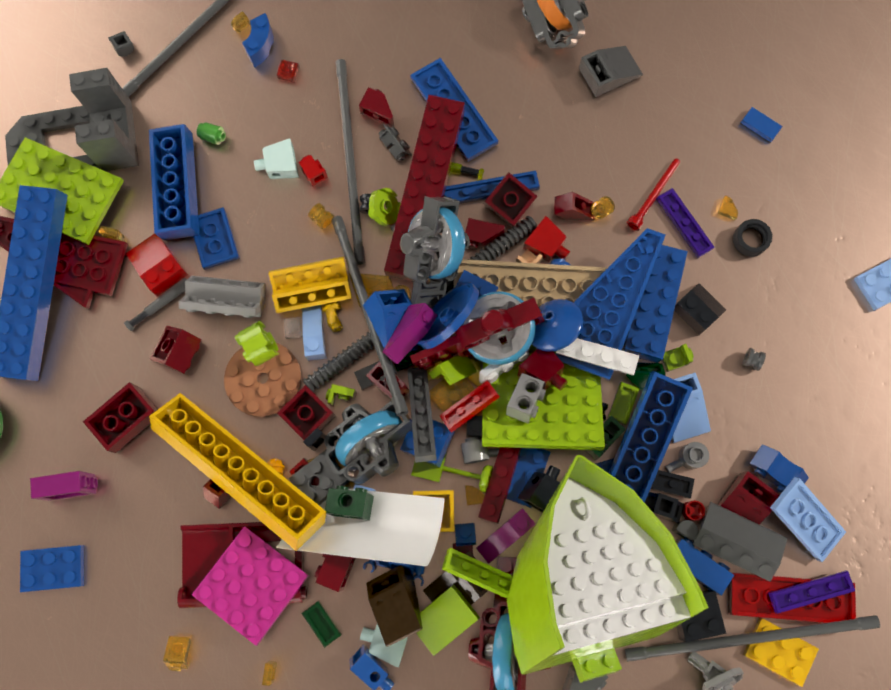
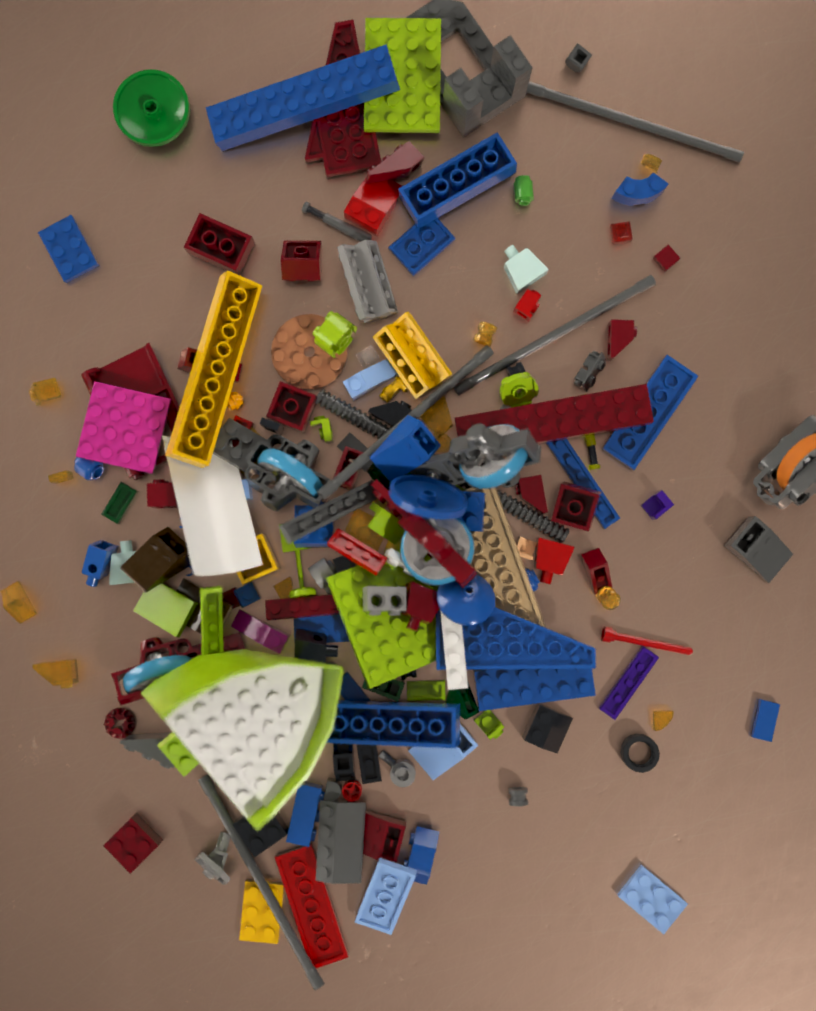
camera: 65 degrees right, 10 degrees up
(63, 485) = (138, 224): magenta window -> none
(111, 233) = (383, 145): clear yellow tile -> none
(133, 226) = (398, 165): none -> dark red slope
(274, 640) = (88, 469): none -> blue head
(327, 44) = (666, 258): none -> dark red tile
(354, 326) = (391, 412): none -> black slope
(359, 509) = (219, 473): dark green brick -> none
(409, 331) = (400, 469): magenta slope -> none
(537, 135) = (657, 505): none -> dark purple panel
(811, 591) = (323, 921): dark purple tile -> none

